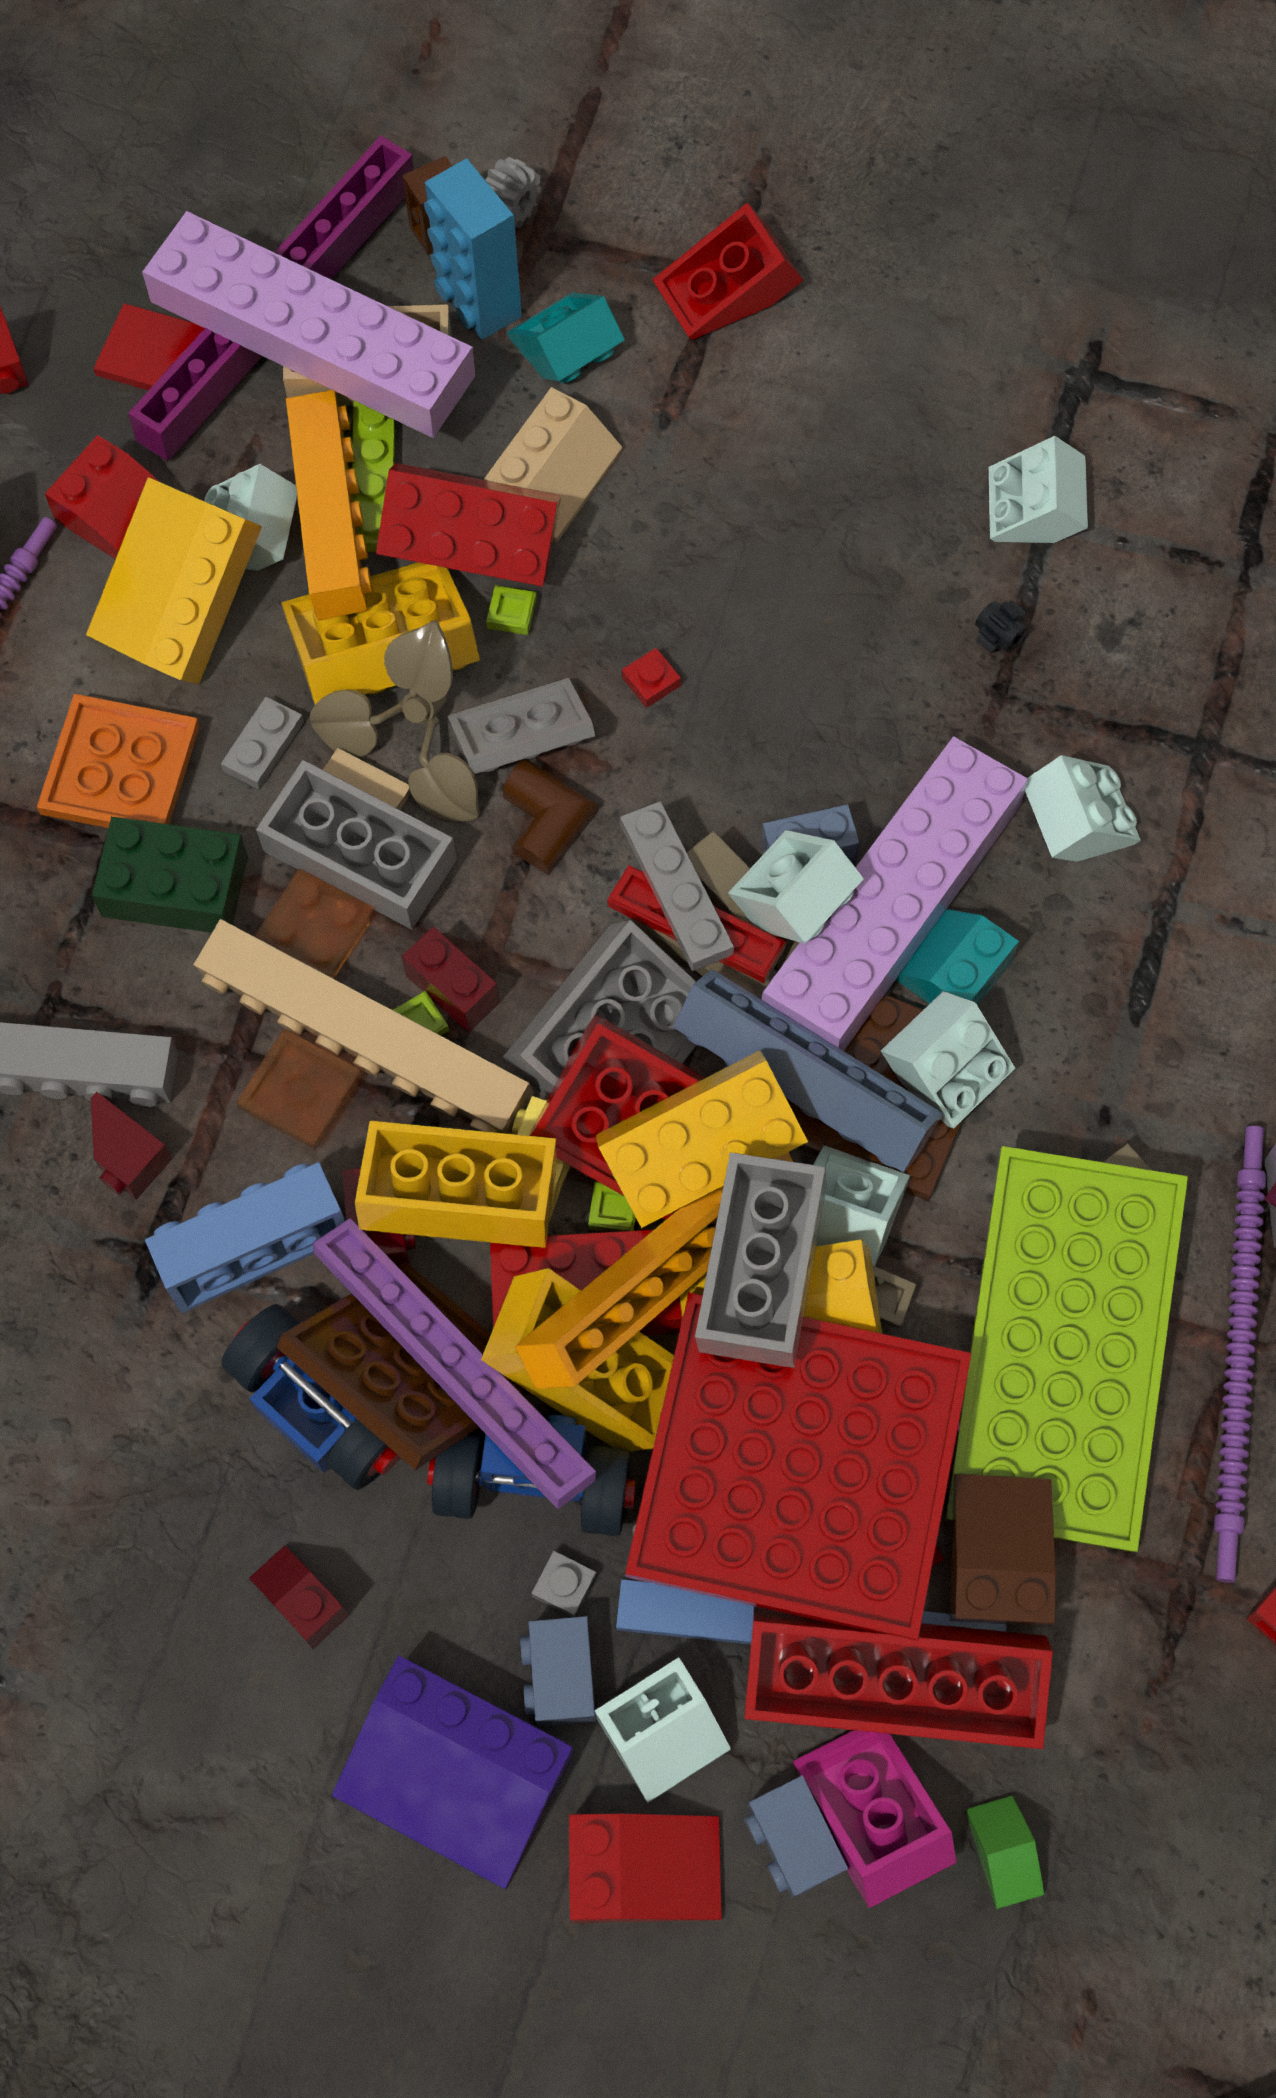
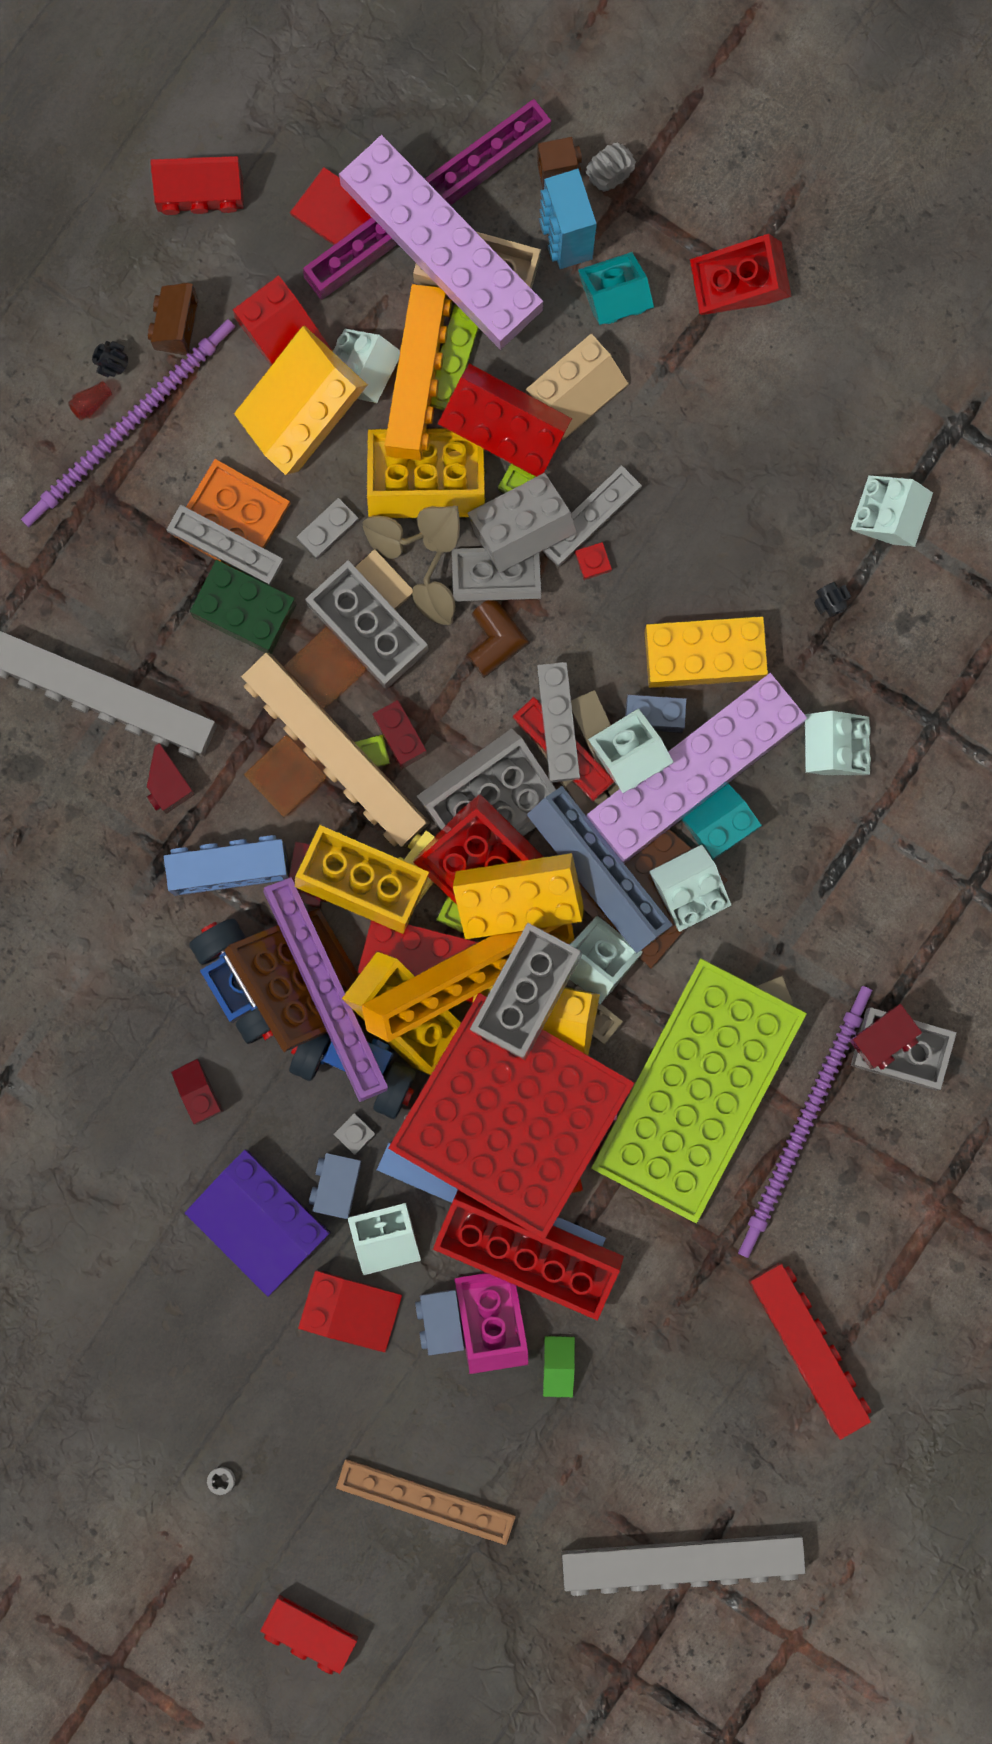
camera: 15 degrees right, 15 degrees up
(117, 795) = (225, 545): none -> light grey plate
(535, 646) = (522, 522): none -> light grey brick
(626, 620) = (595, 512): none -> light grey plate
(850, 743) = (705, 652): none -> yellow brick
(1002, 1551) = (616, 1199): reddish brown slope -> none

